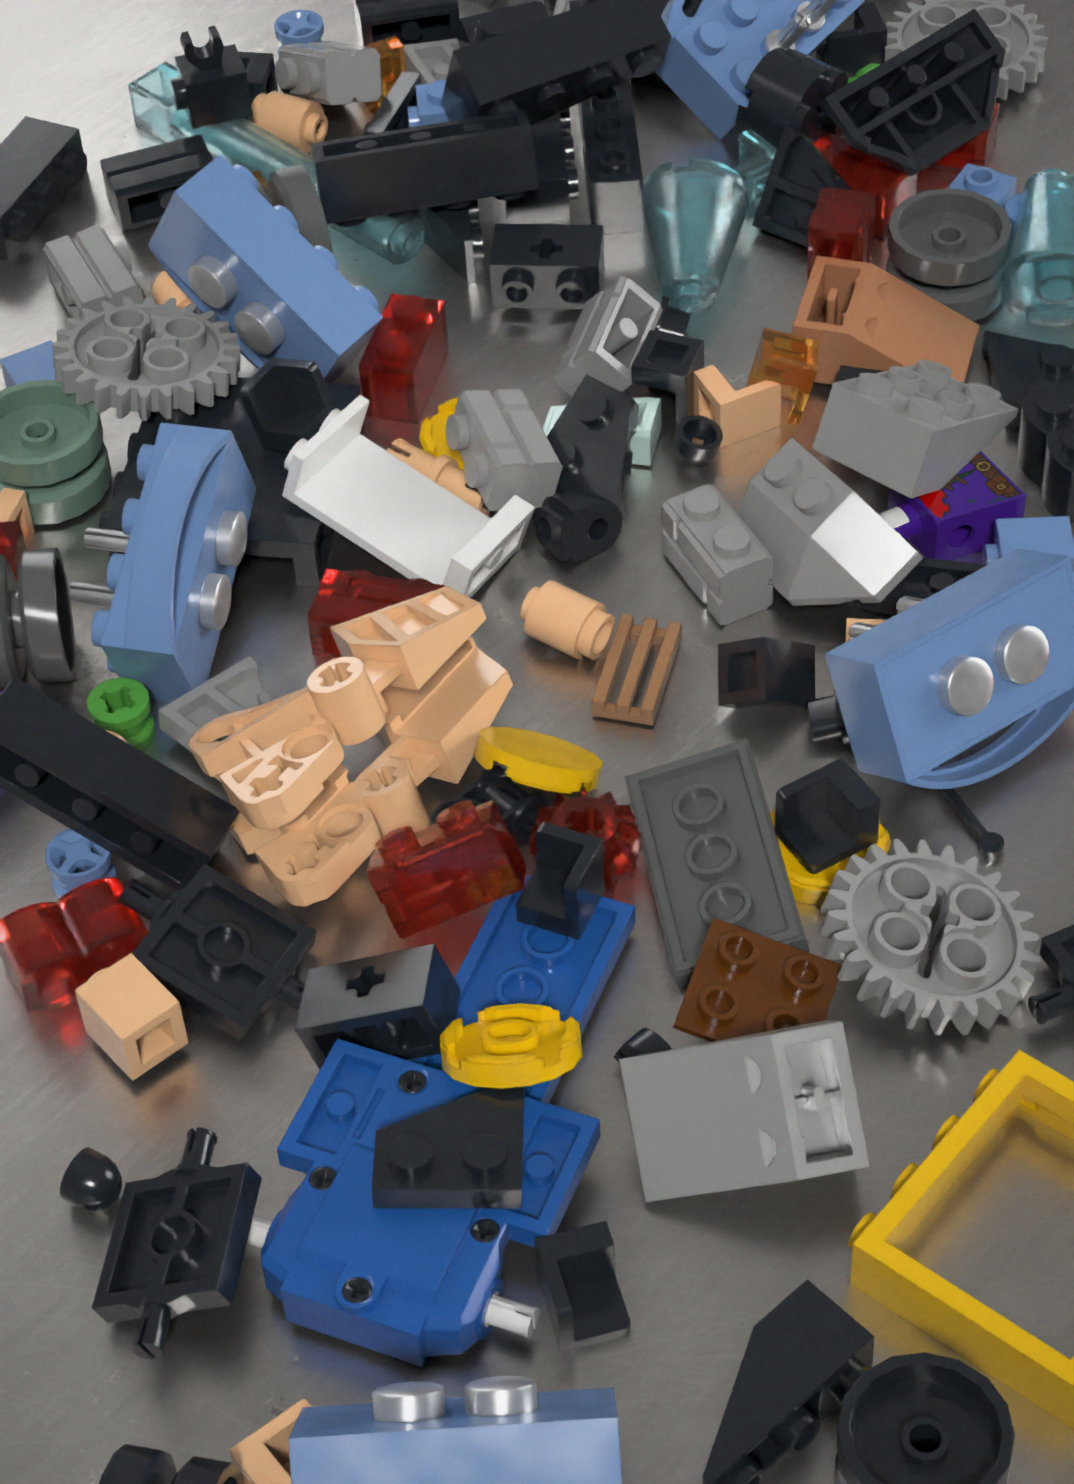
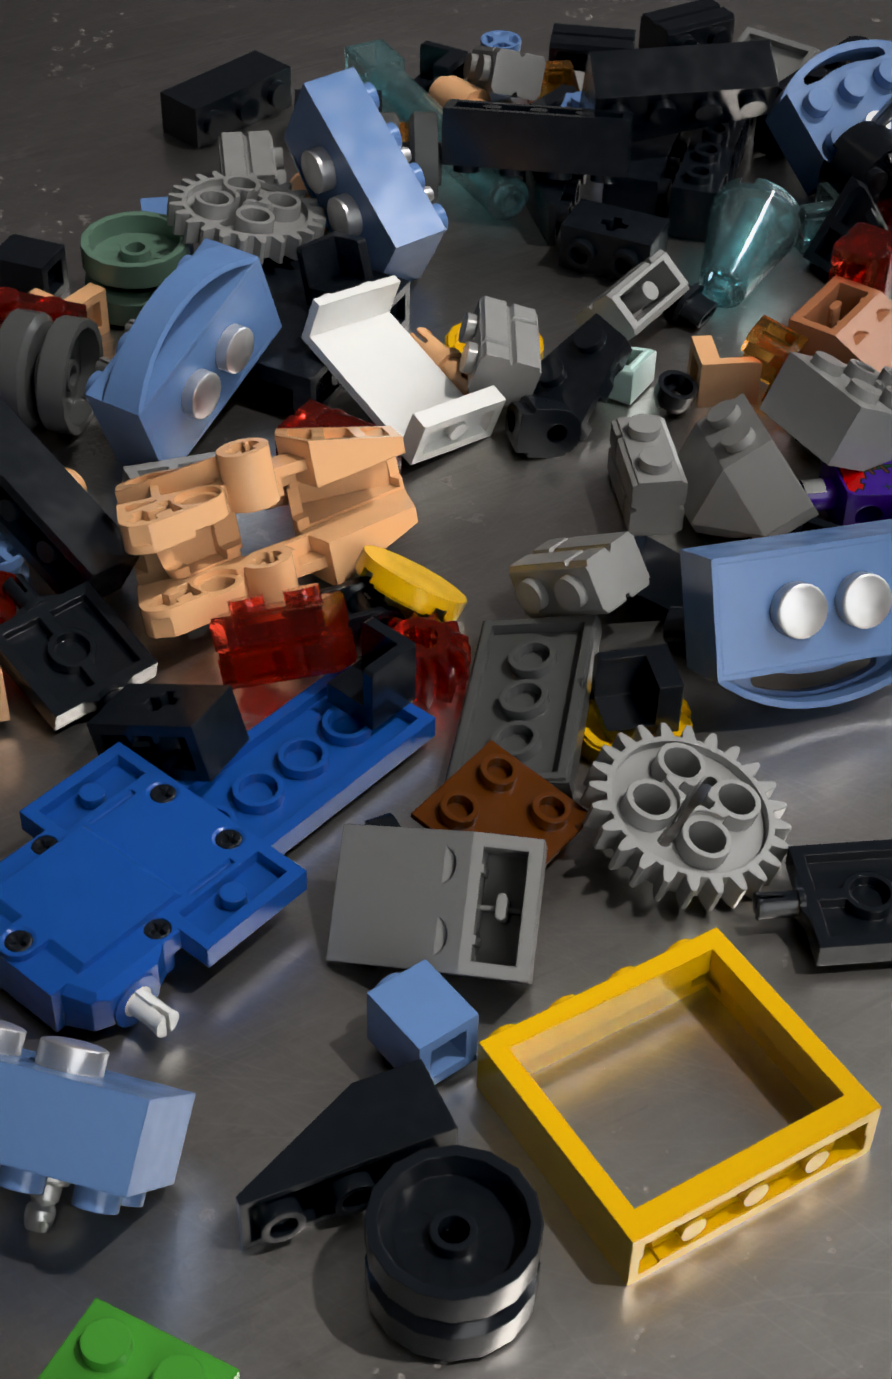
camera: 15 degrees right, 5 degrees down
(123, 708) = (97, 462): bright green wheel -> none
(210, 82) = (401, 50): black brick -> none
(404, 358) = (459, 274): clear red brick -> none
(454, 1155) = (161, 857): black wing -> none
(511, 1046) = (260, 790): yellow tile -> none
(567, 620) = (495, 493): light nougat brick -> none
(581, 1286) = (226, 1007): black panel -> none
(645, 636) = (530, 534): medium nougat tile -> none
(668, 366) = (671, 327): black panel -> none
(710, 699) = (579, 575): none -> light grey brick
(781, 1239) = (422, 1018): none -> medium blue brick
(989, 843) = (783, 764): black hinge -> none

